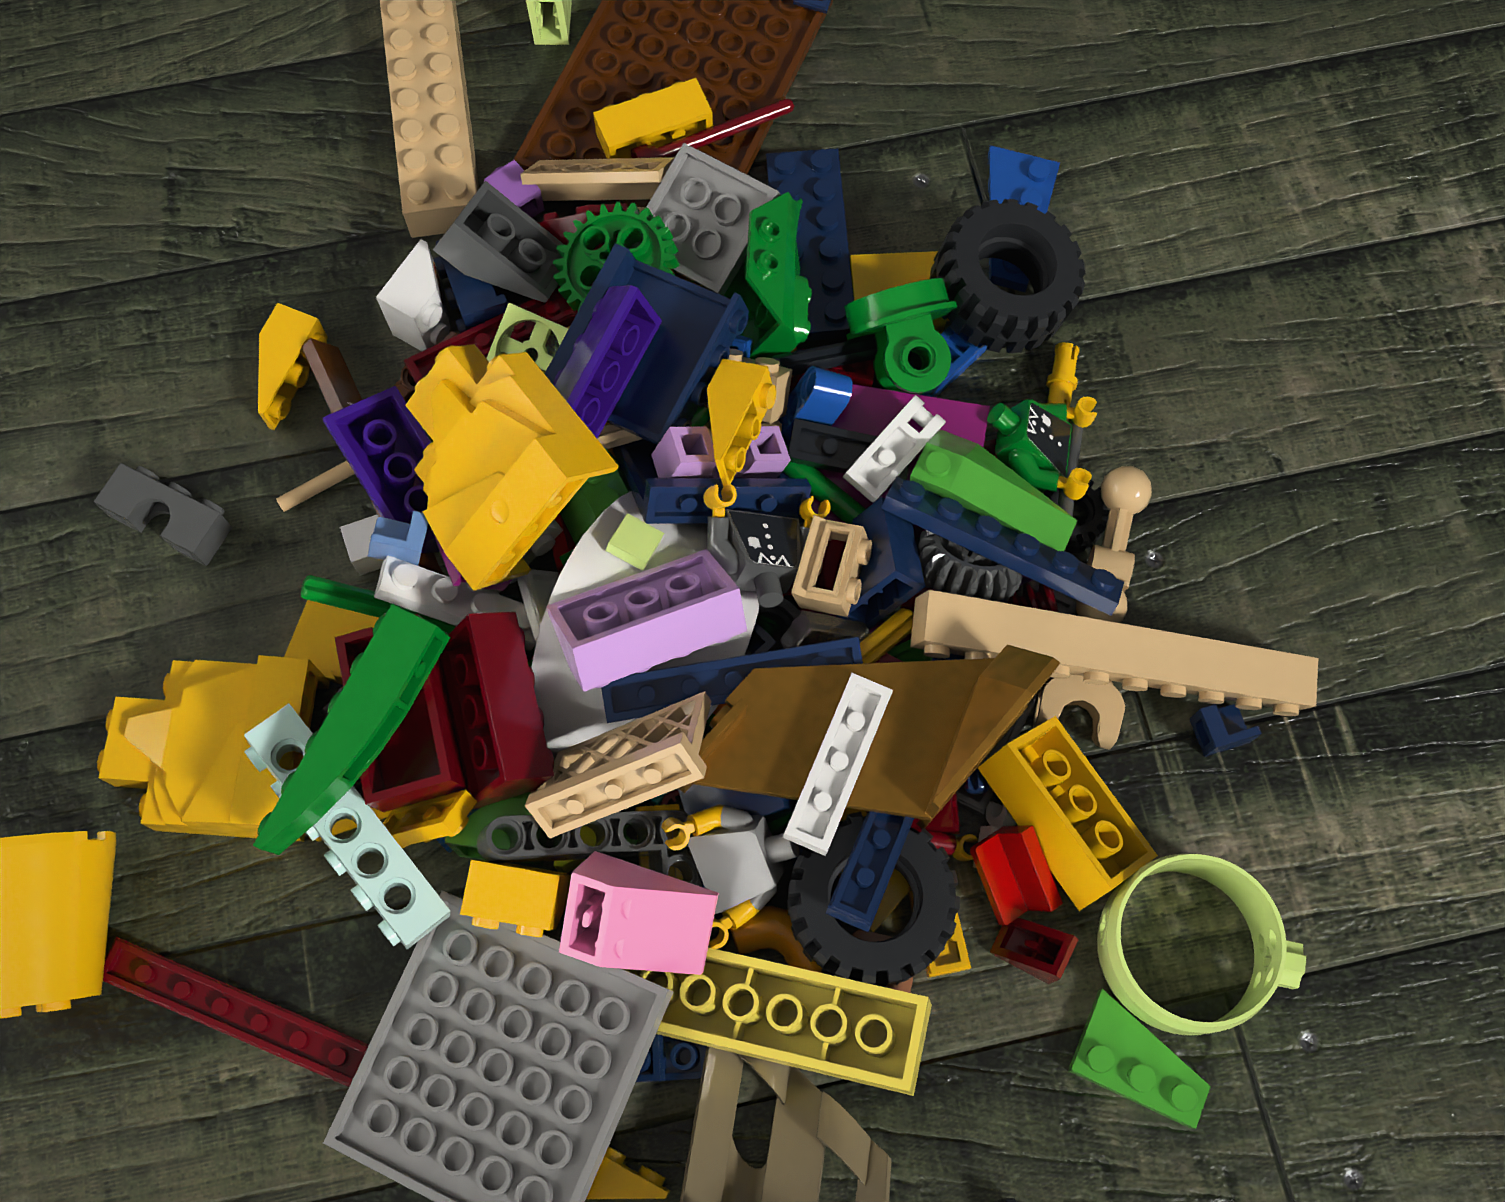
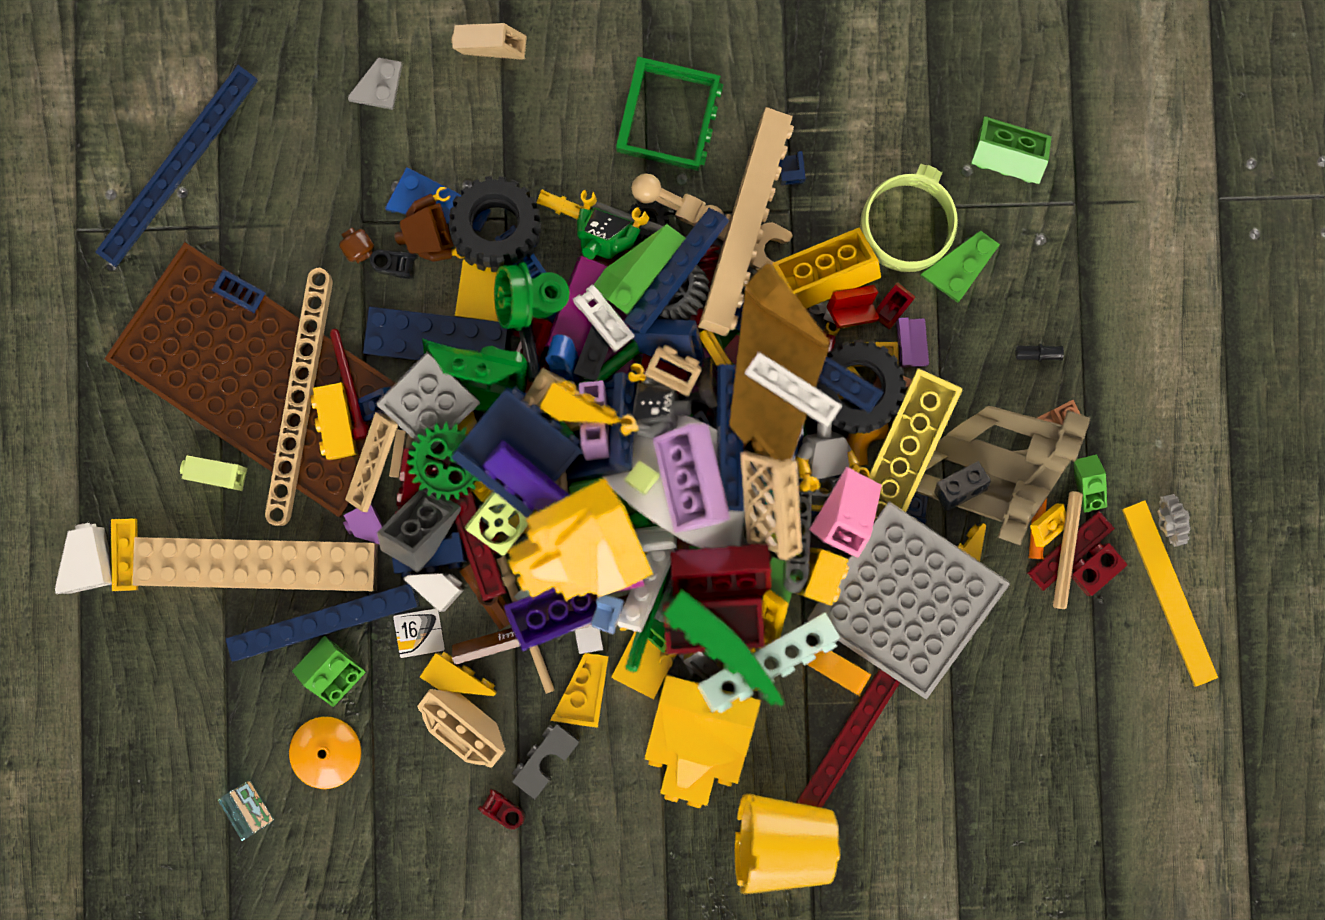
camera: 80 degrees left, 15 degrees up
(63, 122) = (245, 810): none -> panel
(79, 459) = (501, 809): none -> dark red piece
(165, 222) = (341, 747): none -> light orange dish
(210, 380) = (462, 727): none -> tan wedge
(276, 187) = (328, 671): none -> bright green slope
(276, 555) = (584, 693): none -> yellow wing
(345, 156) = (322, 622): none -> dark blue brick
(351, 305) = (419, 633): none -> sticker
(357, 971) = (840, 671): none -> light orange slope
(719, 71) = (294, 386): none -> tan beam
(729, 1135) = (962, 486): none -> black brick
(911, 171) = (395, 263): none -> black piece
(925, 115) = (356, 245): none -> reddish brown head
(970, 185) = (426, 229): none -> reddish brown torso
(975, 997) = (912, 342): none -> medium lavender panel
(1171, 110) = (378, 85): none -> light grey wing
(1259, 456) = (678, 72): none -> green window
(1288, 236) = (489, 40): none -> tan slope
(1374, 1118) = (1011, 150): none -> bright green slope

